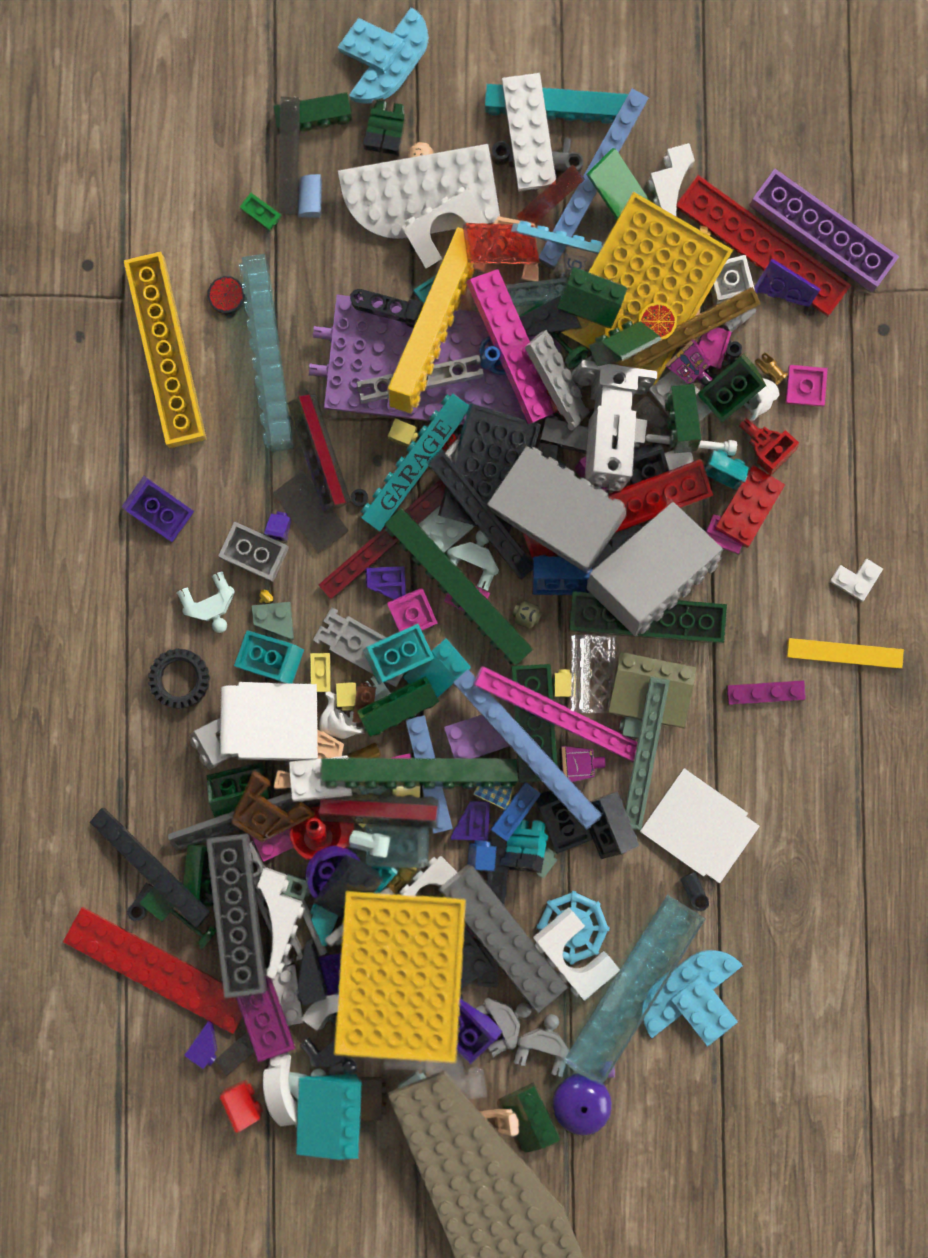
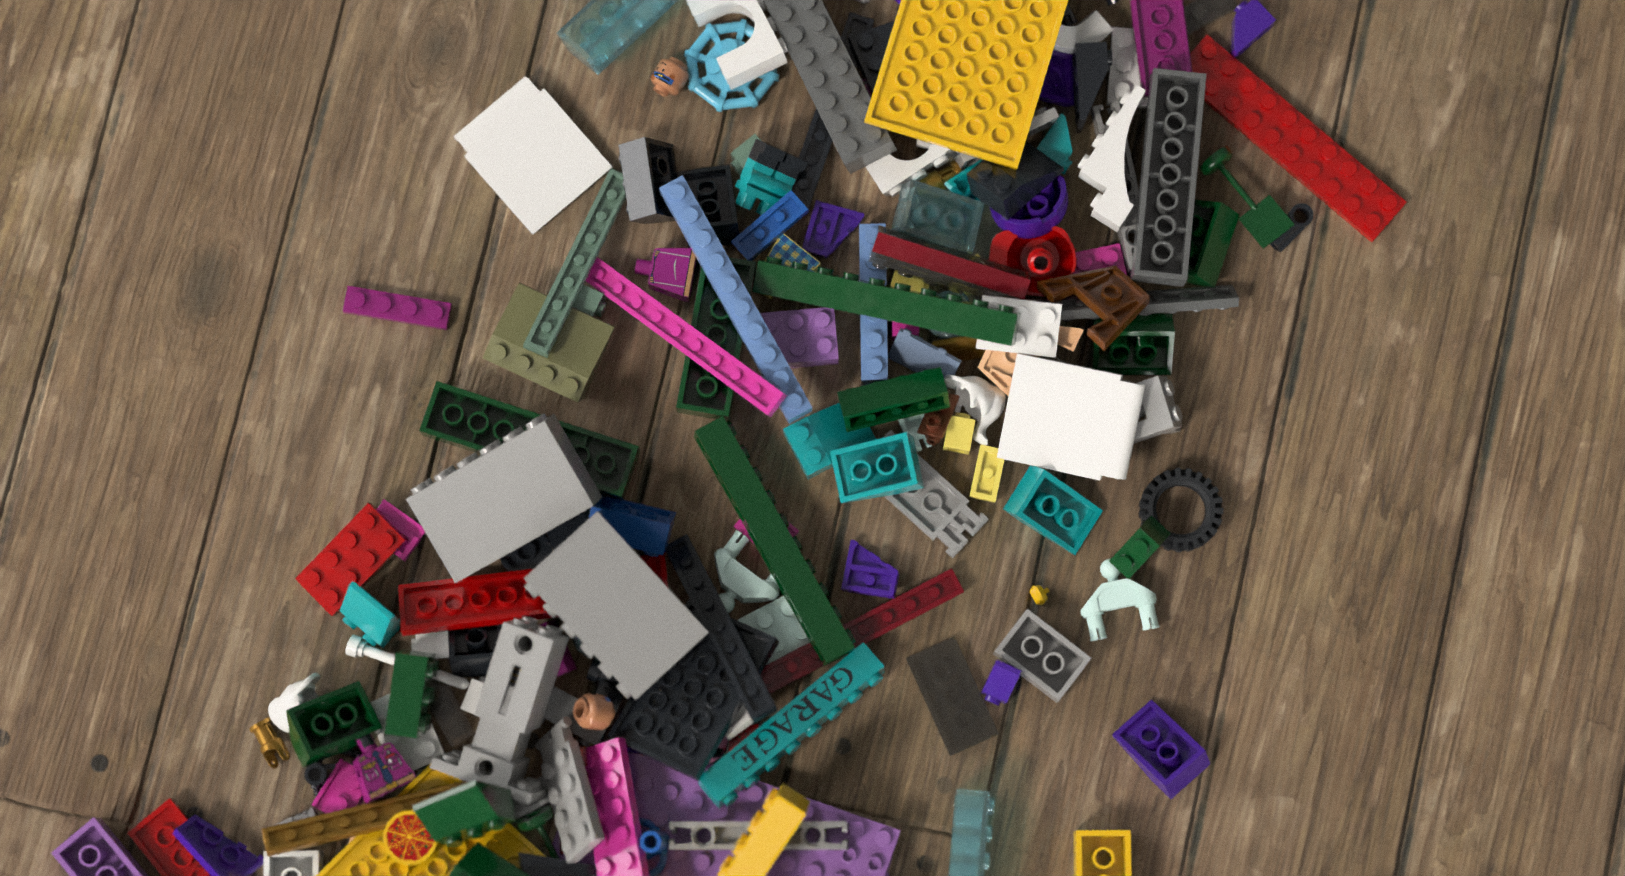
camera: 165 degrees left, 5 degrees down
(150, 867) = (1271, 268): black plate -> none
(201, 642) = (1139, 547): none -> dark green piece
(275, 618) = (1033, 561): sand green wing -> none
(292, 892) = (1085, 191): sand green brick -> none
(307, 916) = (1076, 154): white bar -> none
(319, 452) = (921, 772): clear smoke brick -> none
(353, 497) = (872, 696): black bush -> none
(374, 843) = (965, 225): light aqua piece -> none
(385, 743) = (920, 355): none -> sand blue piece
(402, 433) = (799, 772): light yellow brick -> none
(412, 610) = (844, 524): dark pink plate -> none
(481, 855) = (829, 179): blue brick -> none
(526, 614) = (690, 485): olive head -> none
(554, 436) = (594, 711): none -> nougat head
(562, 683) = (664, 380): light yellow brick -> none
(582, 673) = (636, 384): clear fence -> none
(615, 907) = (669, 77): none -> nougat head
(693, 890) = (560, 74): black piece -> none
(769, 445) = (300, 632): red brick -> none
(806, 385) = (228, 707): dark pink plate -> none
(845, 653) = (278, 334): yellow tile -> none
(857, 584) = (231, 422): white plate -> none

